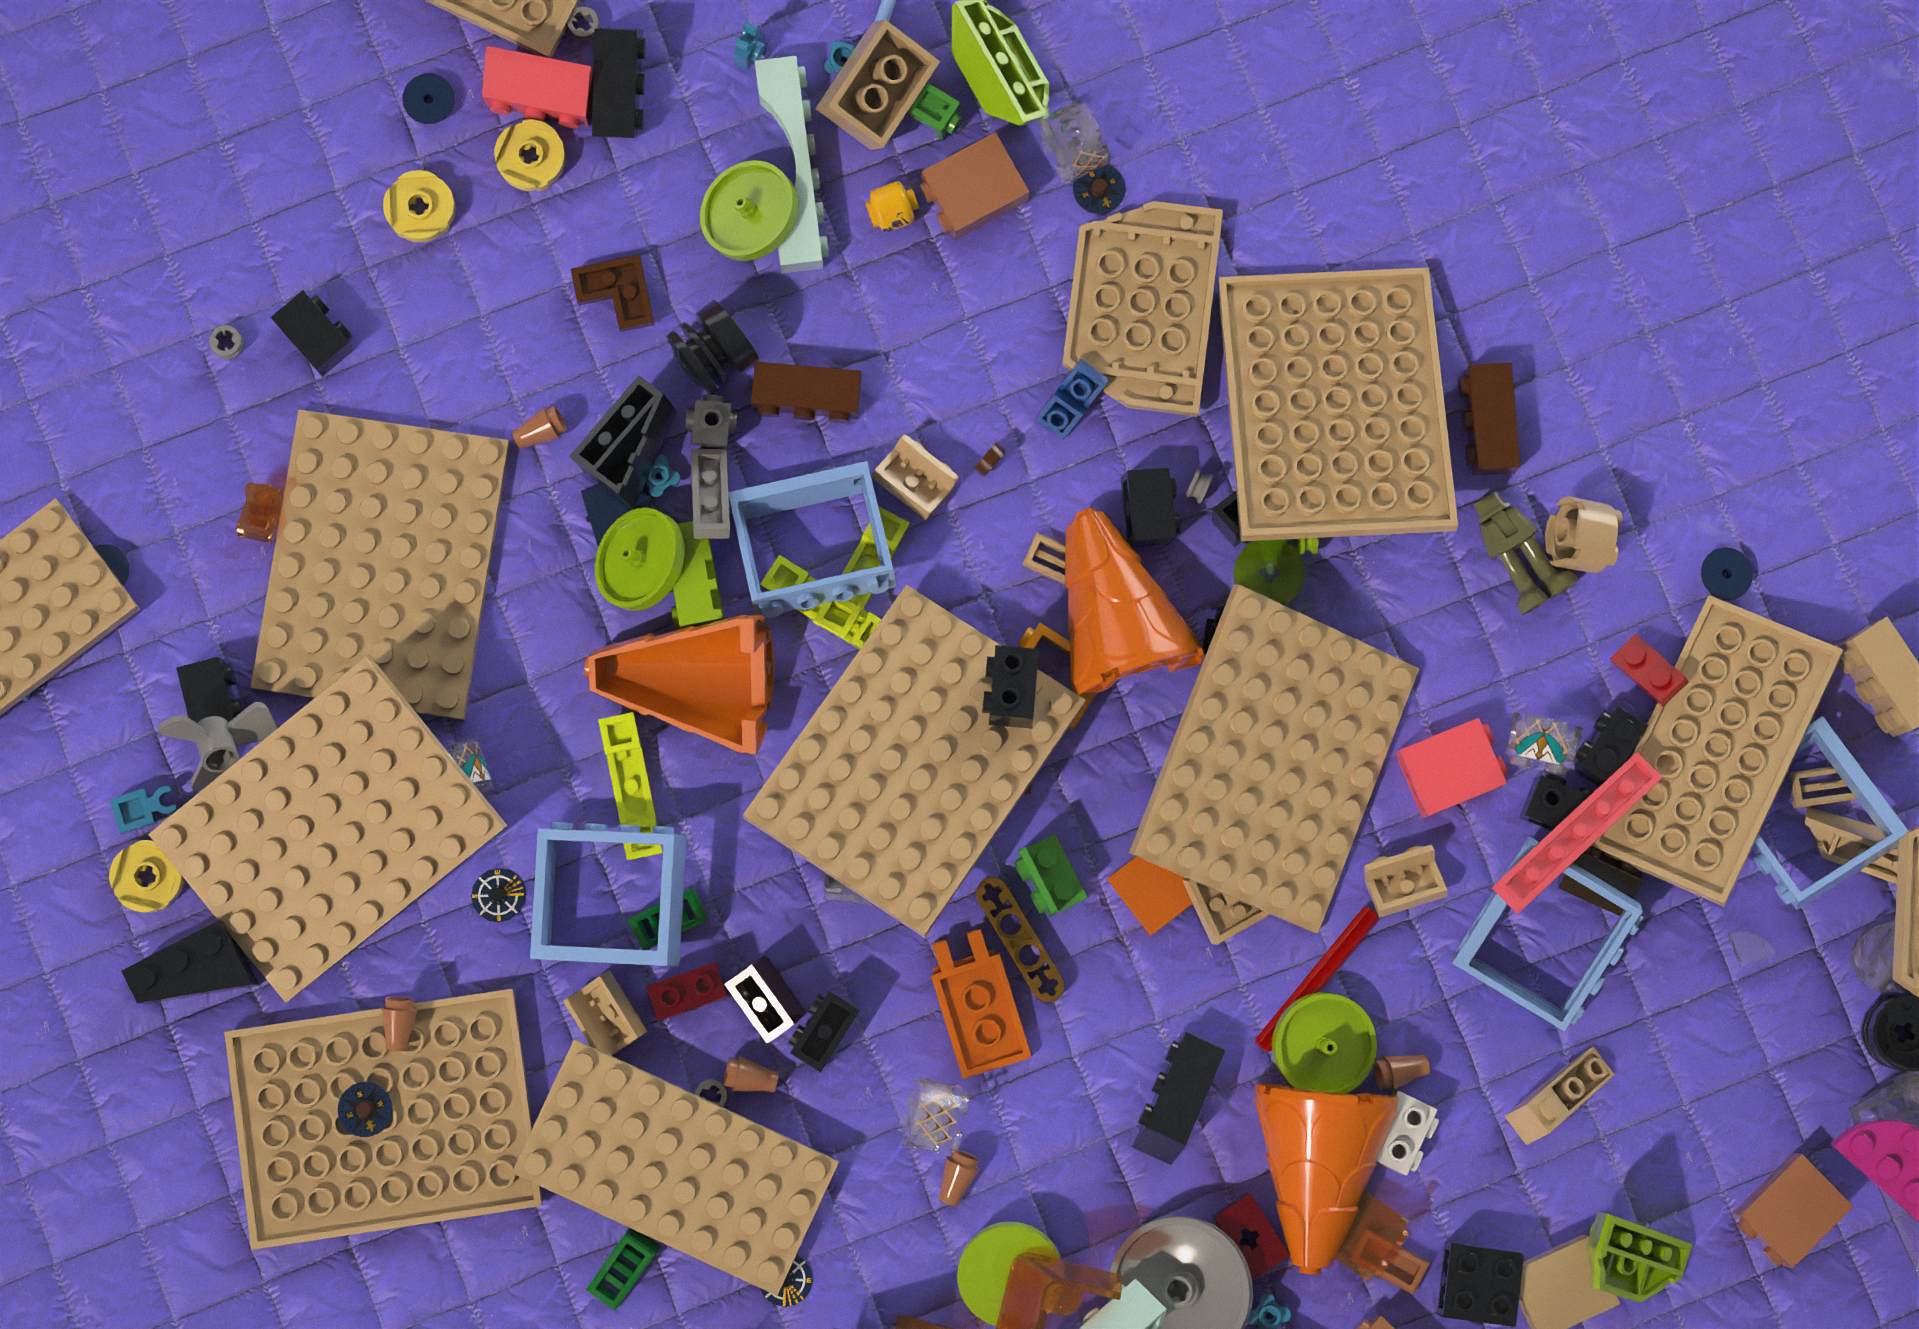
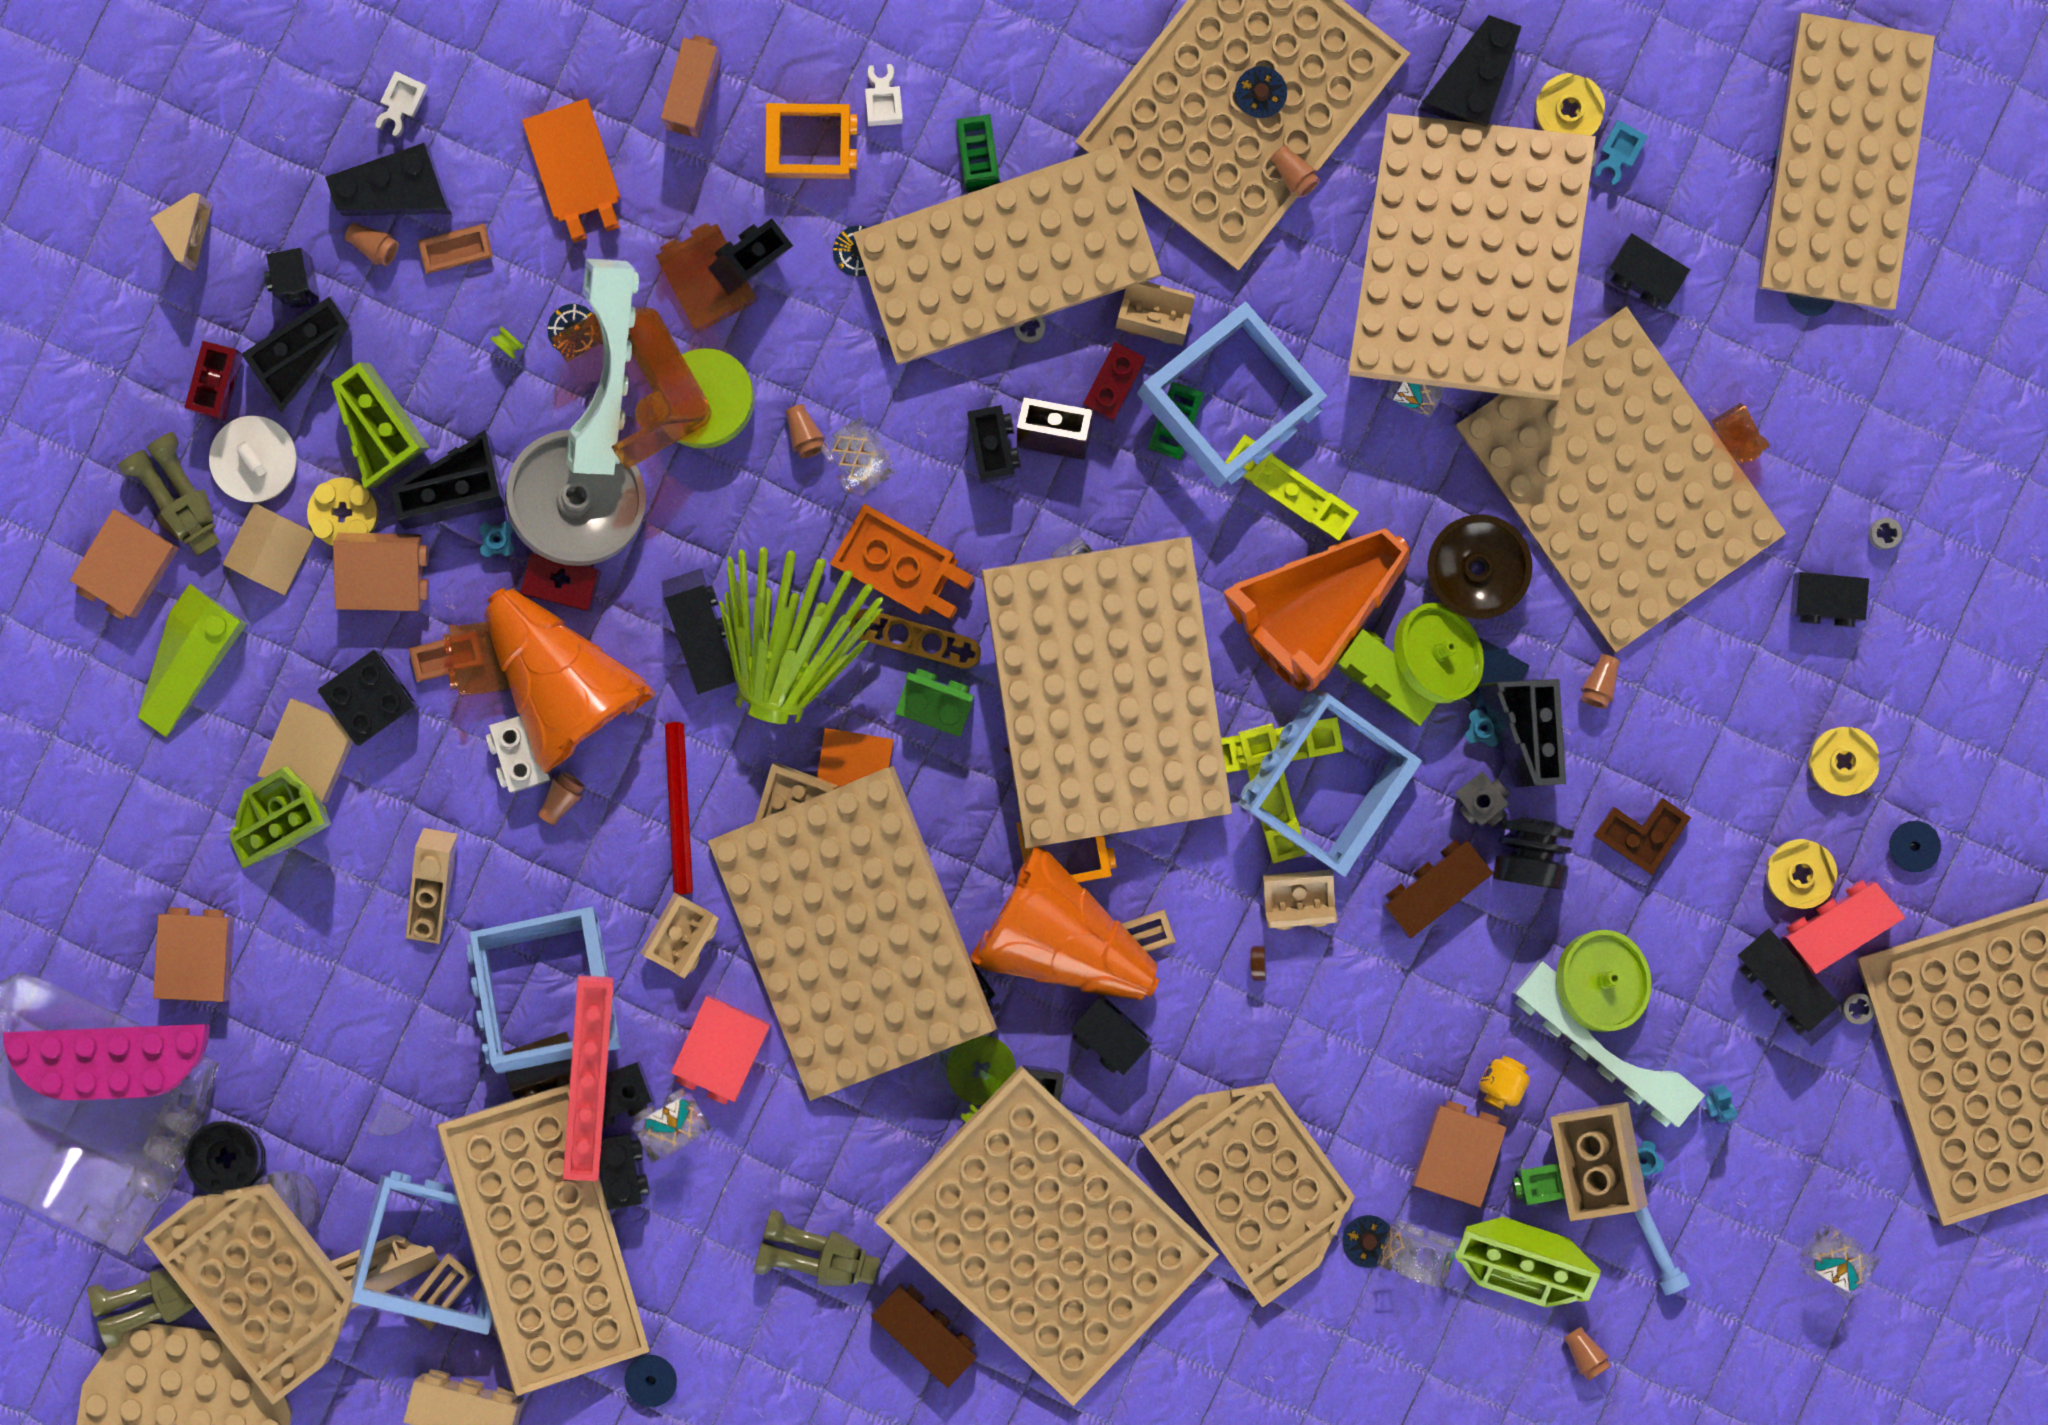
camera: 140 degrees right, 5 degrees up
(218, 738) = (1611, 248): light grey piece -> none
(498, 895) = (1312, 326): dark blue piece -> none
(533, 574) = (1504, 562): none -> dark brown dish
(710, 494) = (1433, 747): light grey plate -> none
(747, 1075) = (1015, 365): nougat cone -> none
(1013, 686) = (1085, 805): black brick -> none
(1072, 398) = (1241, 1063): blue slope -> none
(1145, 1003) = (778, 677): none -> lime plant
(1199, 486) = (1090, 1085): light grey bush -> none
(1324, 1043) = (631, 765): lime piece -> none
(1583, 535) = (779, 1307): tan brick -> none
(1649, 670) = (642, 1253): red plate -> none

